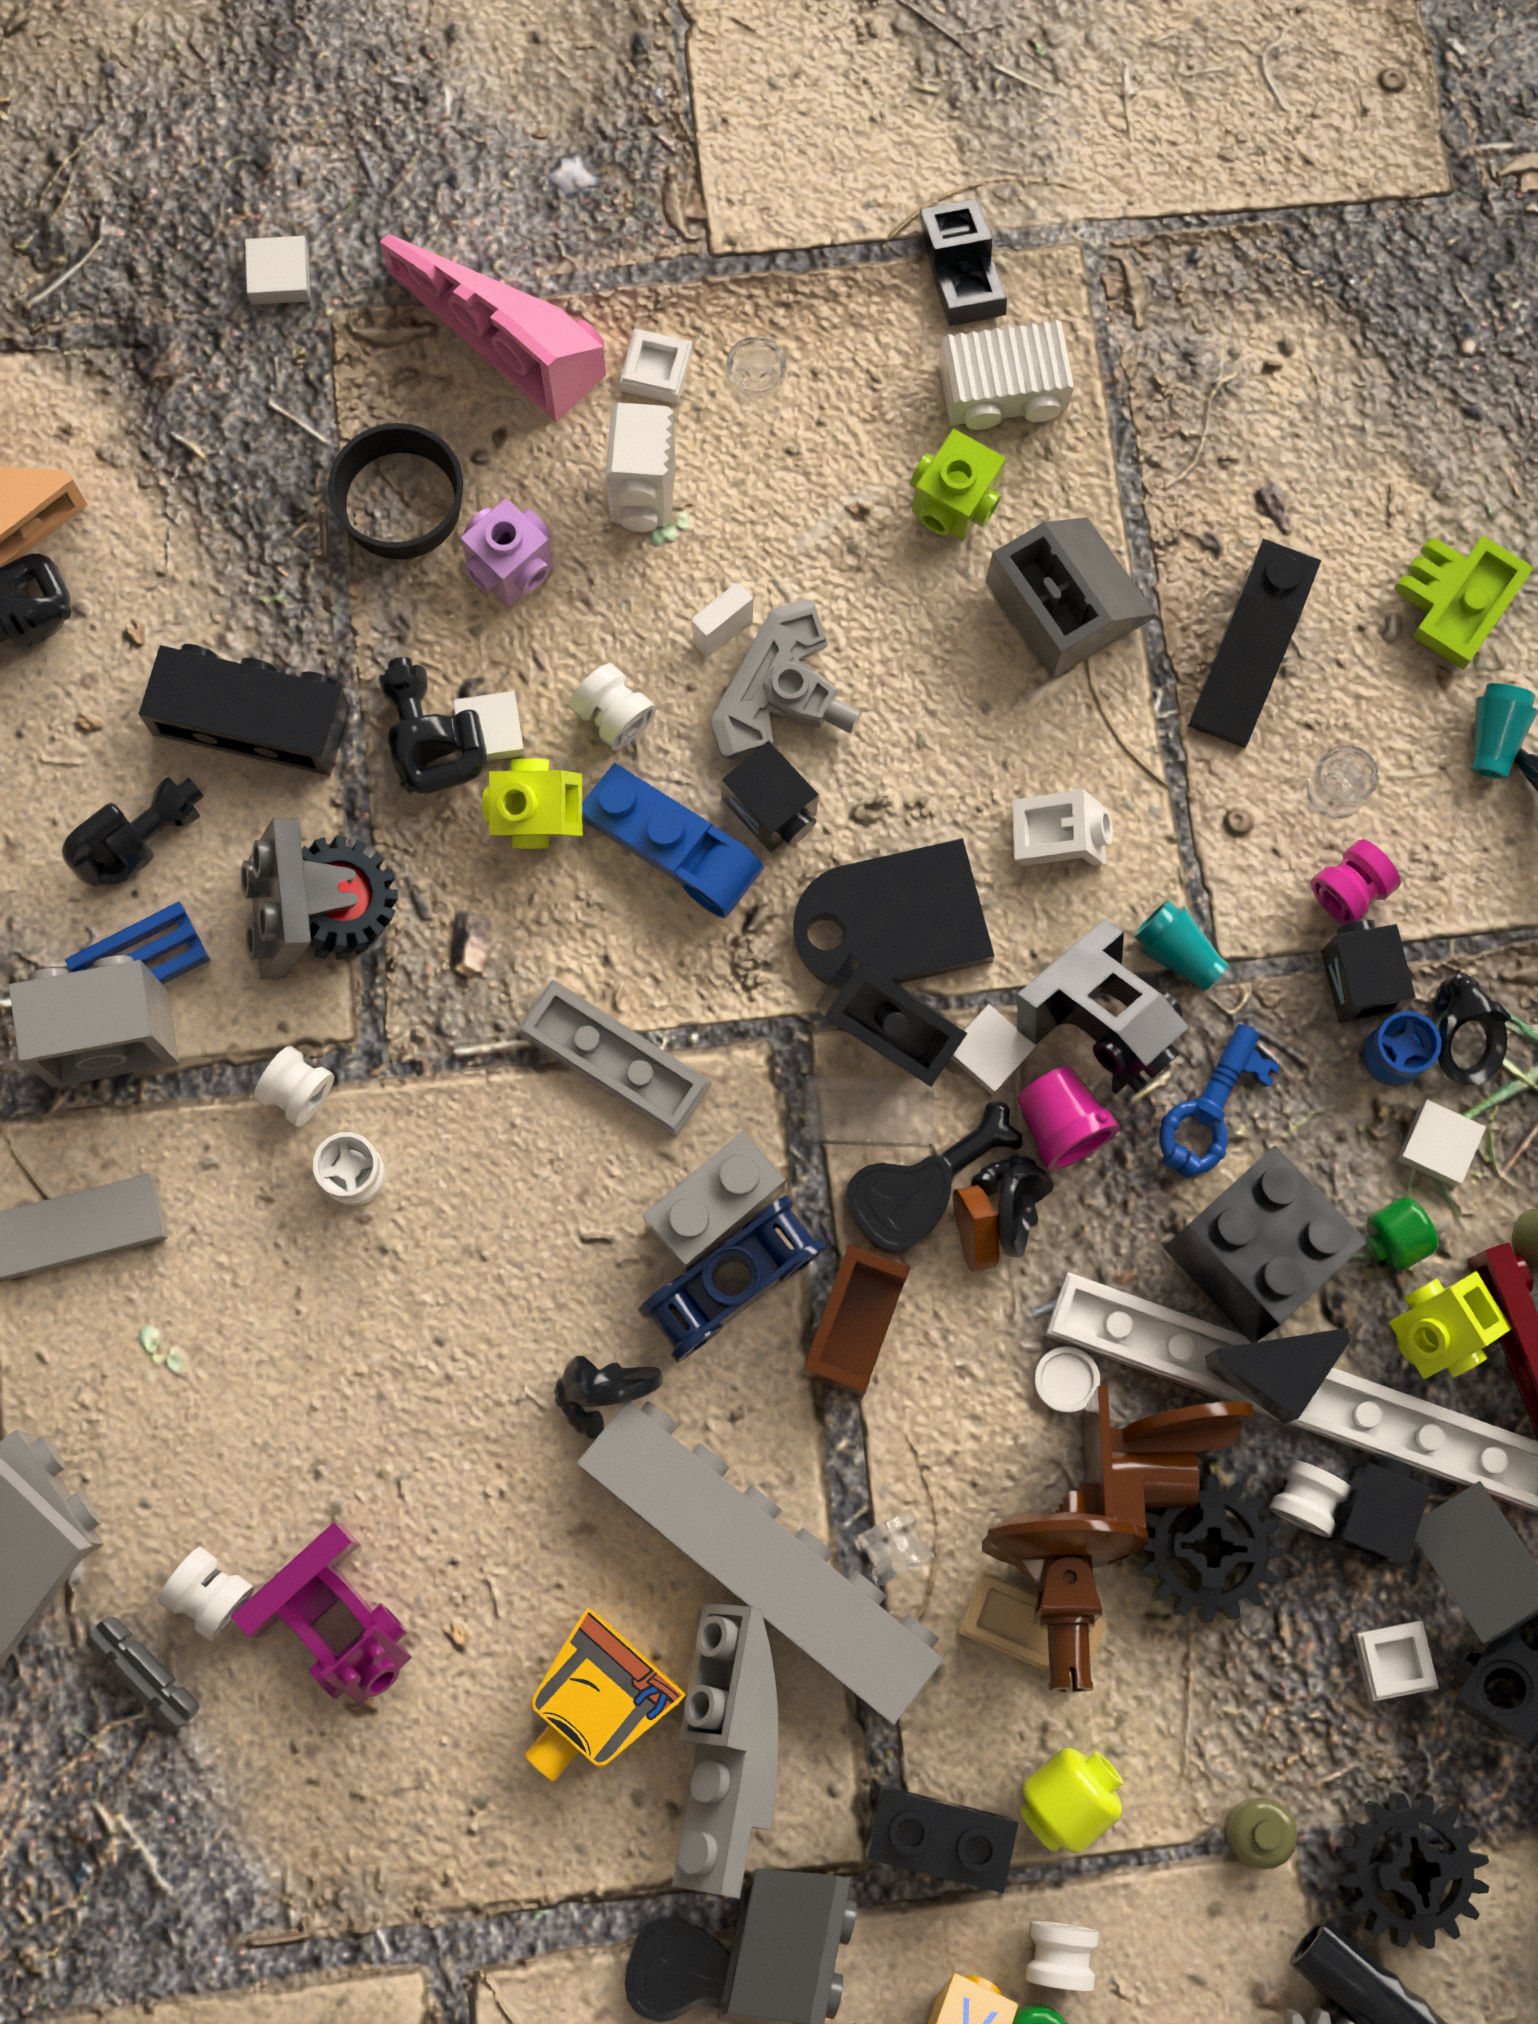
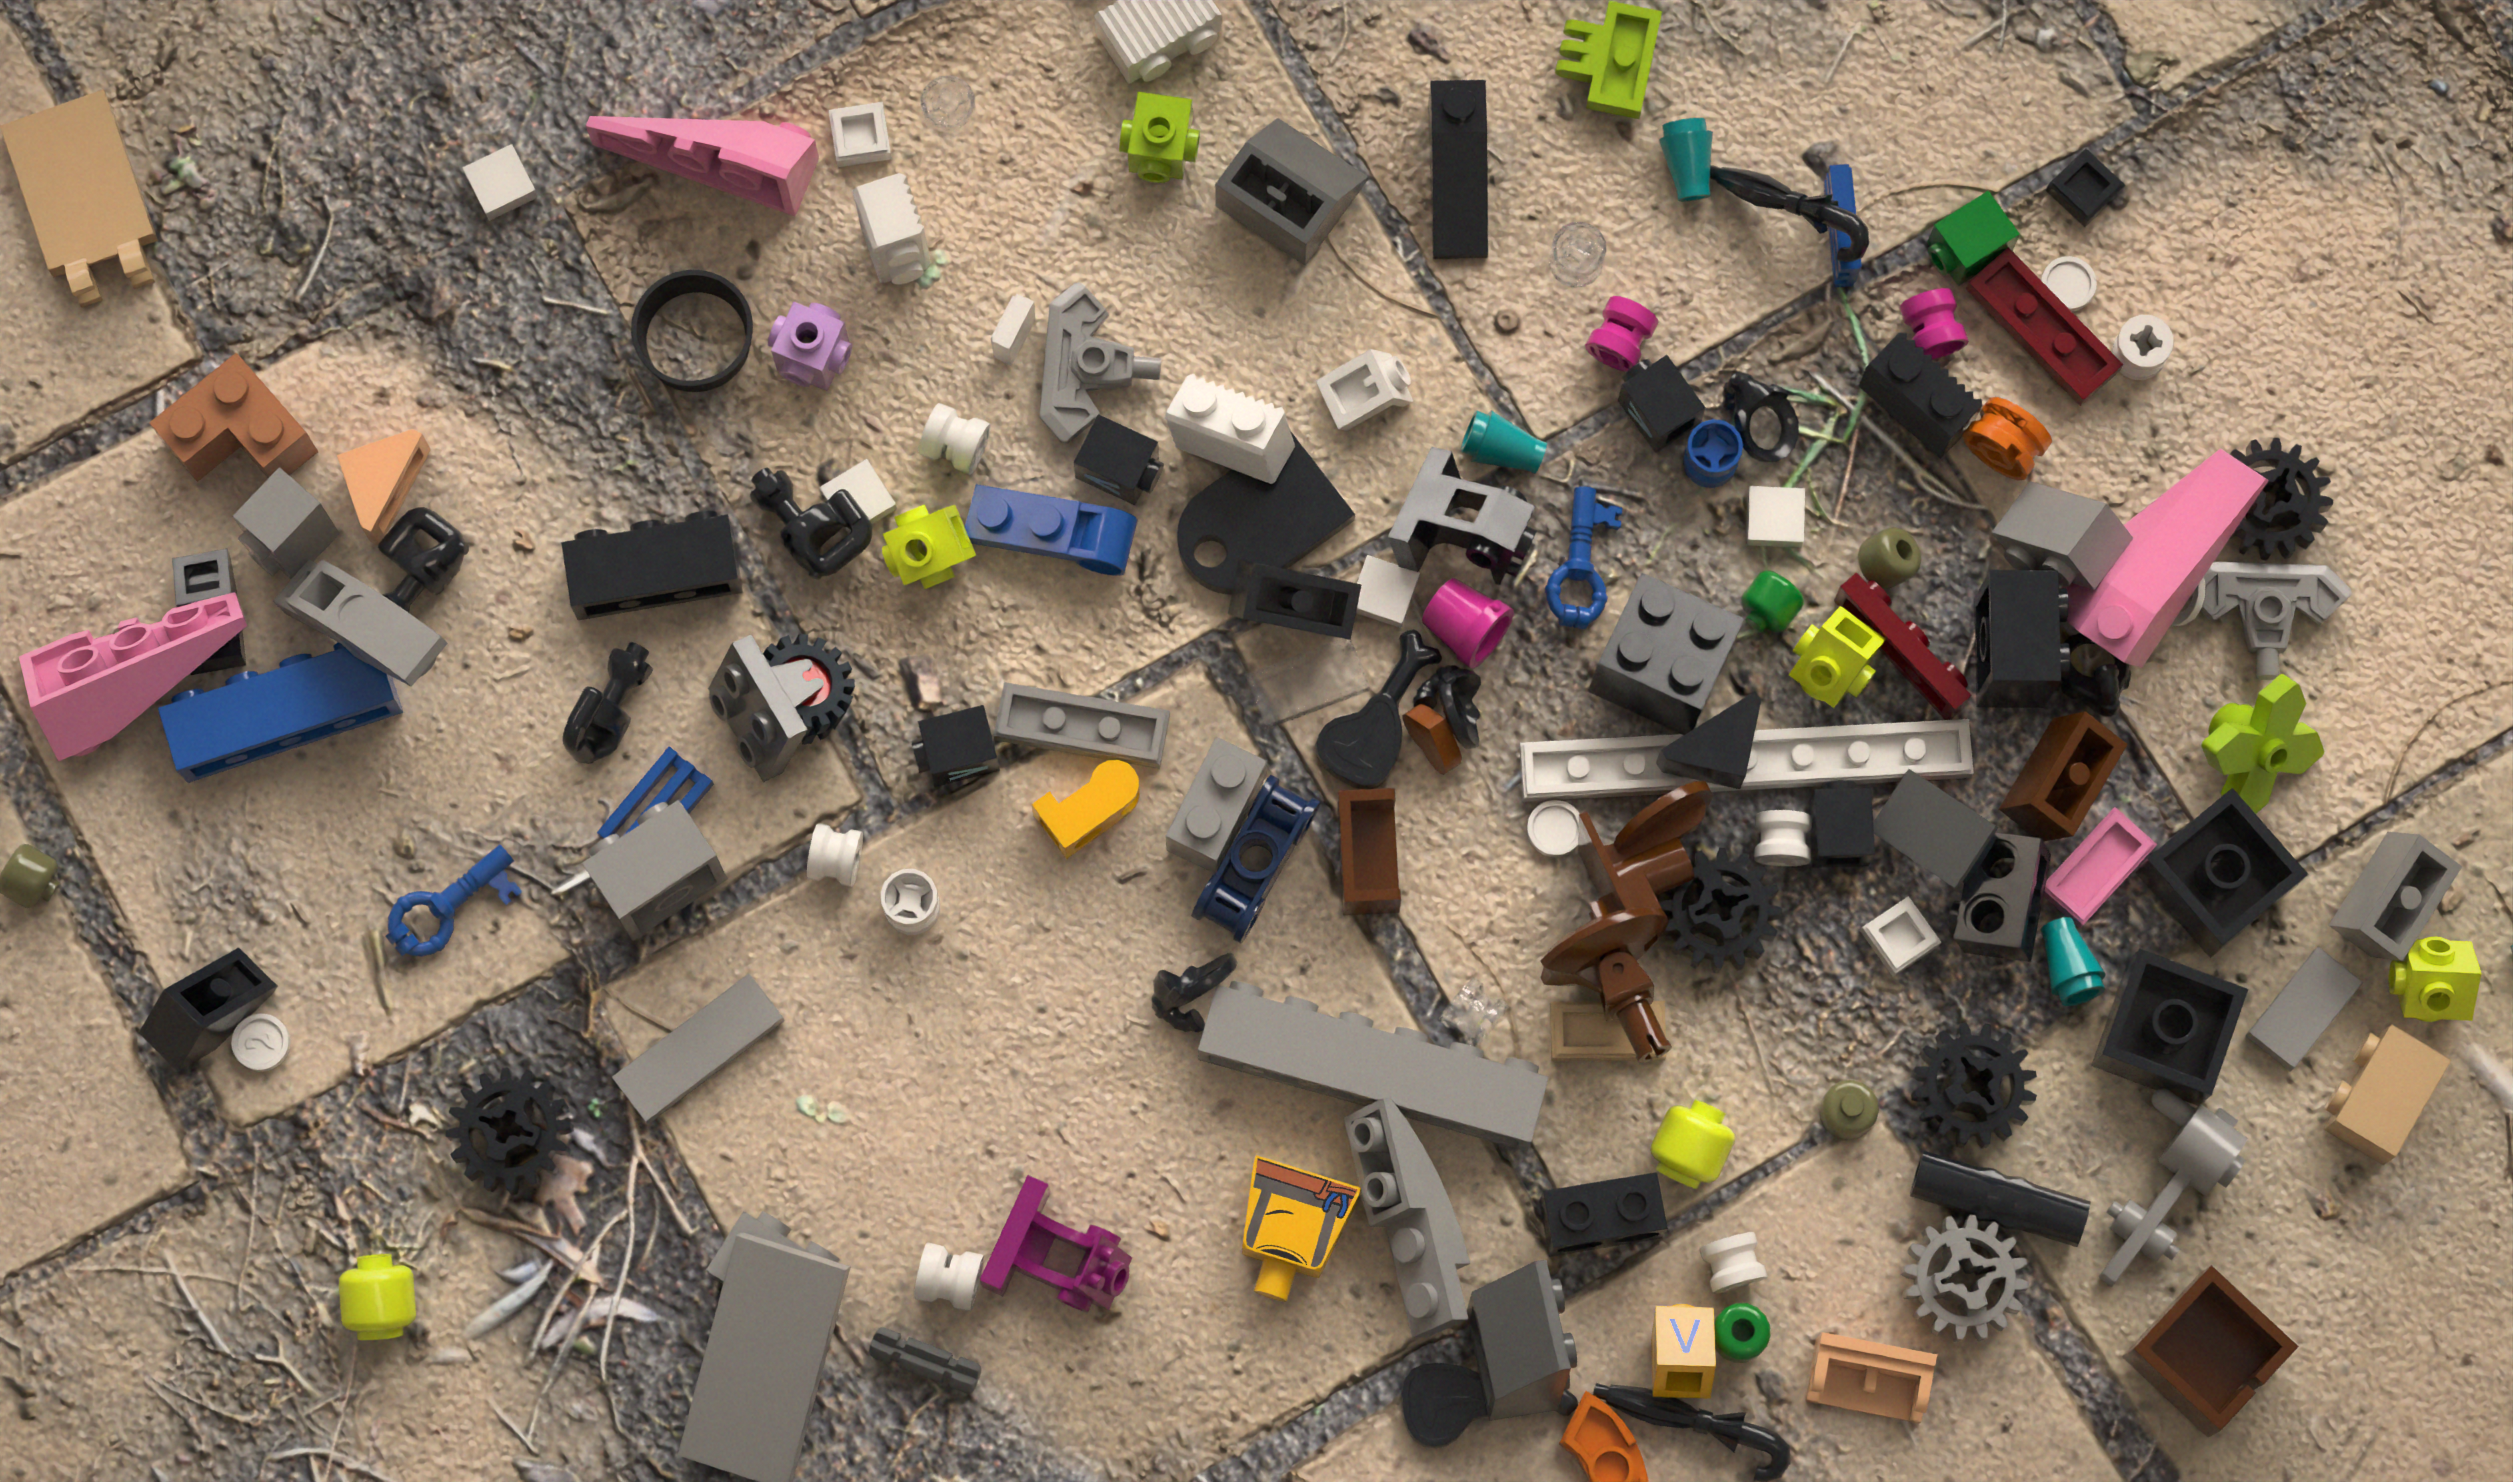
camera: 20 degrees left, 0 degrees up
(471, 1025) = (956, 746): none -> black brick
(582, 1151) = (1091, 809): none -> yellow leg
(900, 812) = (1230, 429): none -> white brick

